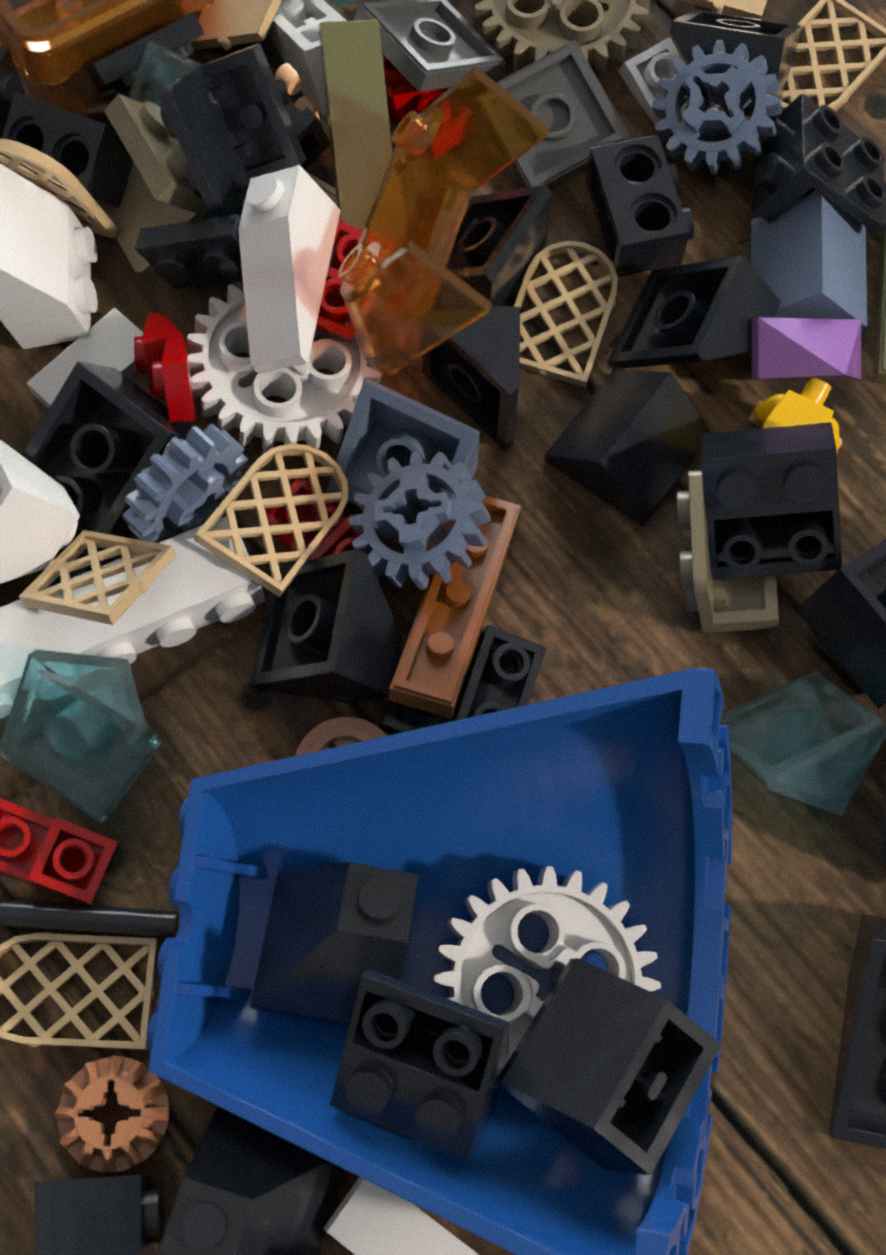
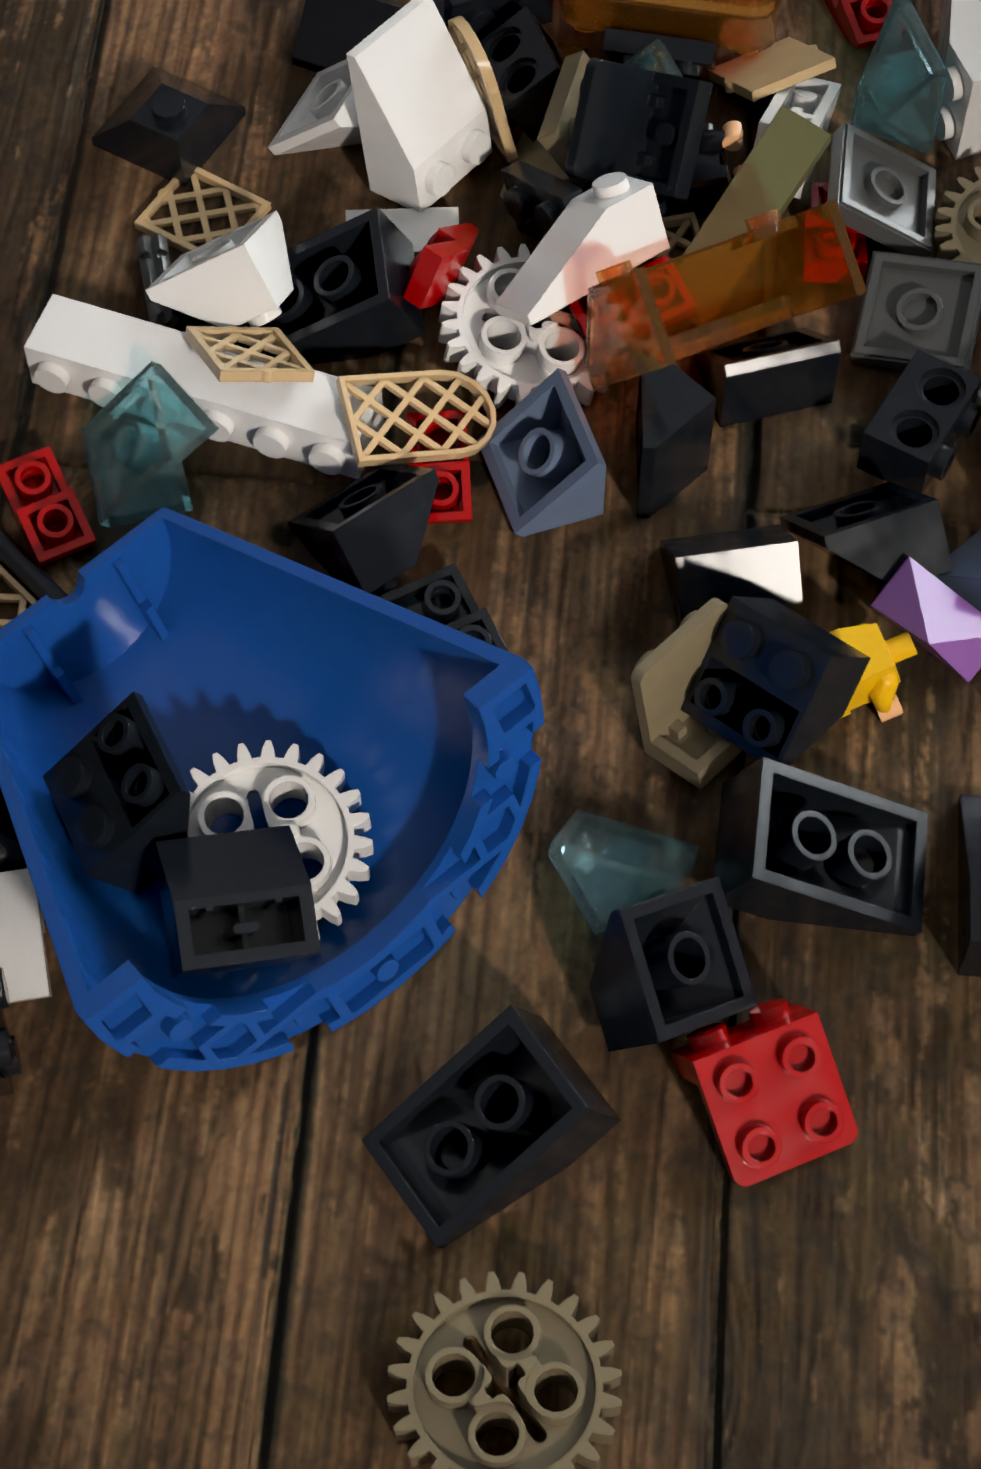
camera: 45 degrees right, 10 degrees down
(184, 484) = (369, 340): sand blue gear -> none
(326, 933) = (186, 690): black slope -> none
(425, 523) = (503, 491): sand blue gear -> none
(452, 620) = (488, 569): dark orange tile -> none
(547, 367) = (779, 420): tan window -> none

